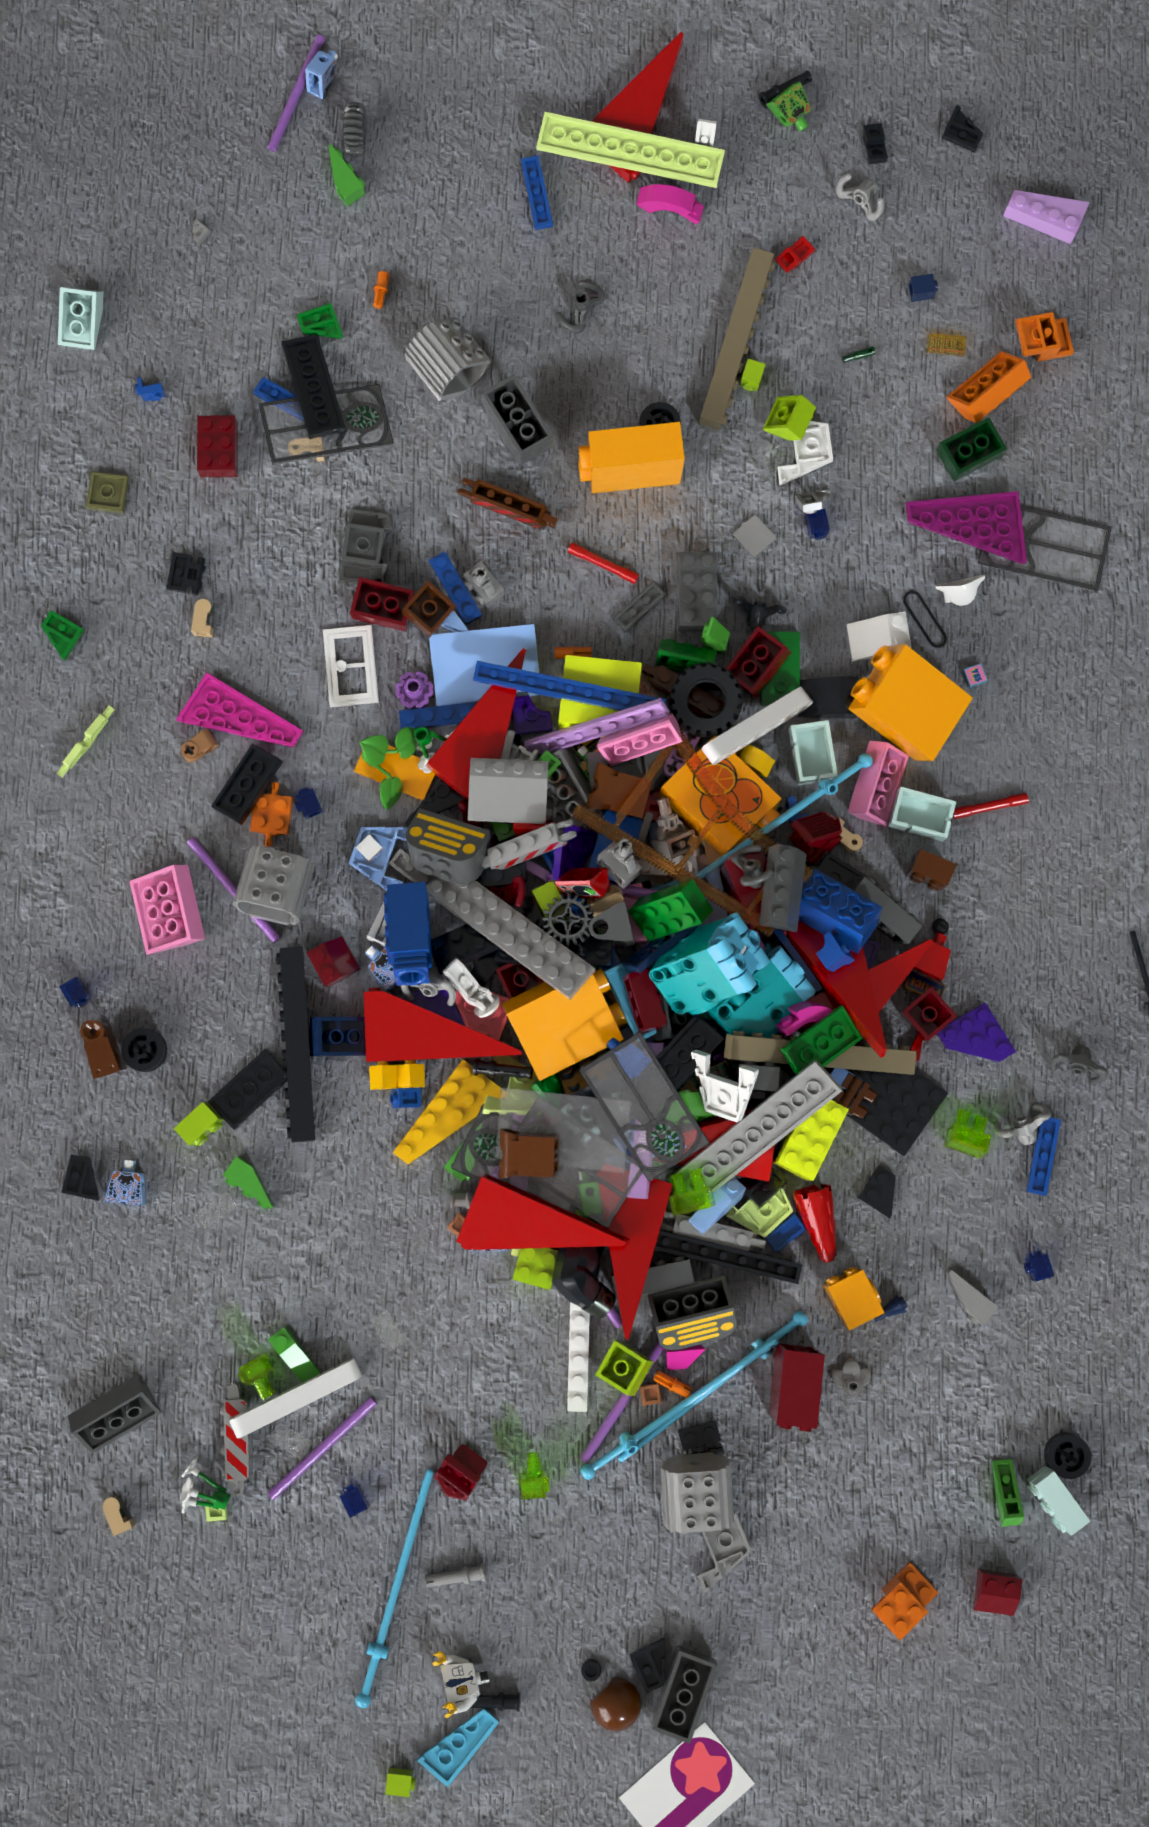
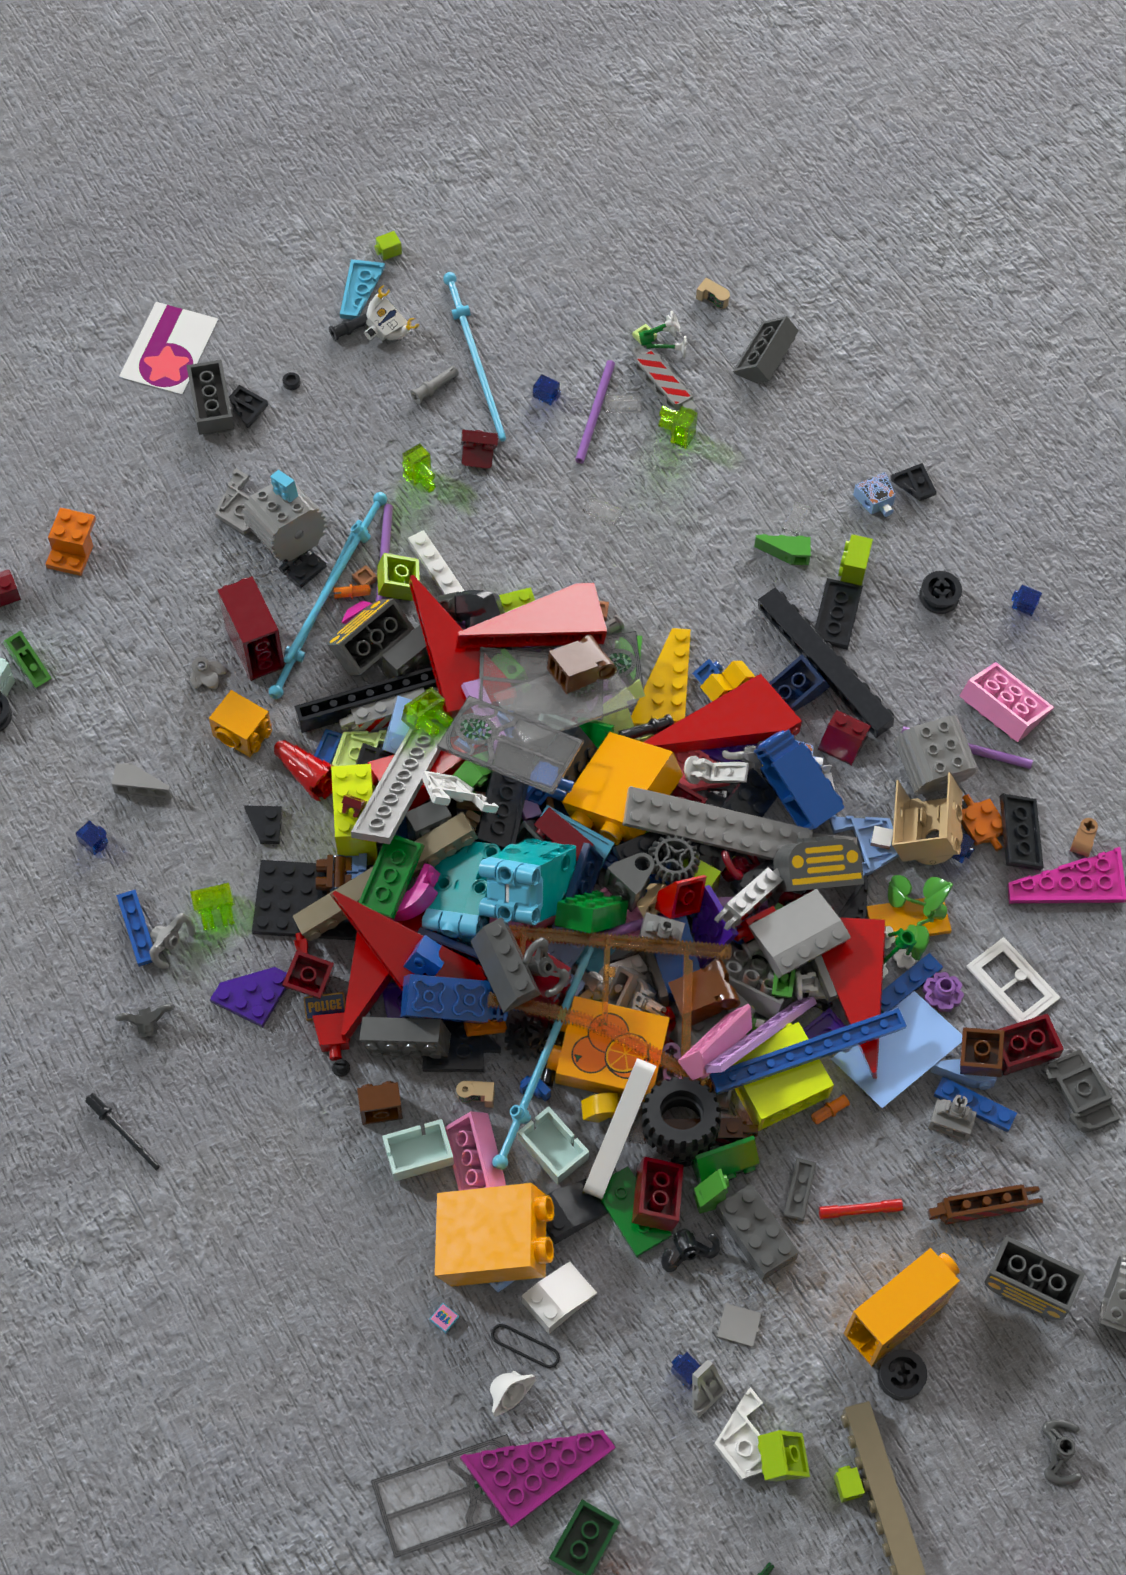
camera: 150 degrees right, 20 degrees down
(101, 1048) = (973, 569): reddish brown piece -> none
(294, 1354) = (665, 456): bright green slope -> none
(295, 1398) = (639, 426): white beam -> none
(325, 846) = (921, 818): none -> tan piece
(616, 1705) = (257, 368): reddish brown cylinder -> none
(691, 1511) = (284, 486): none -> medium azure piece
(816, 835) = (504, 1071): dark red piece -> none
(818, 1125) = (353, 802): none -> dark red tile
(894, 1307) = (199, 743): dark blue cone -> none
(1011, 801) = (375, 1185): red piece -> none

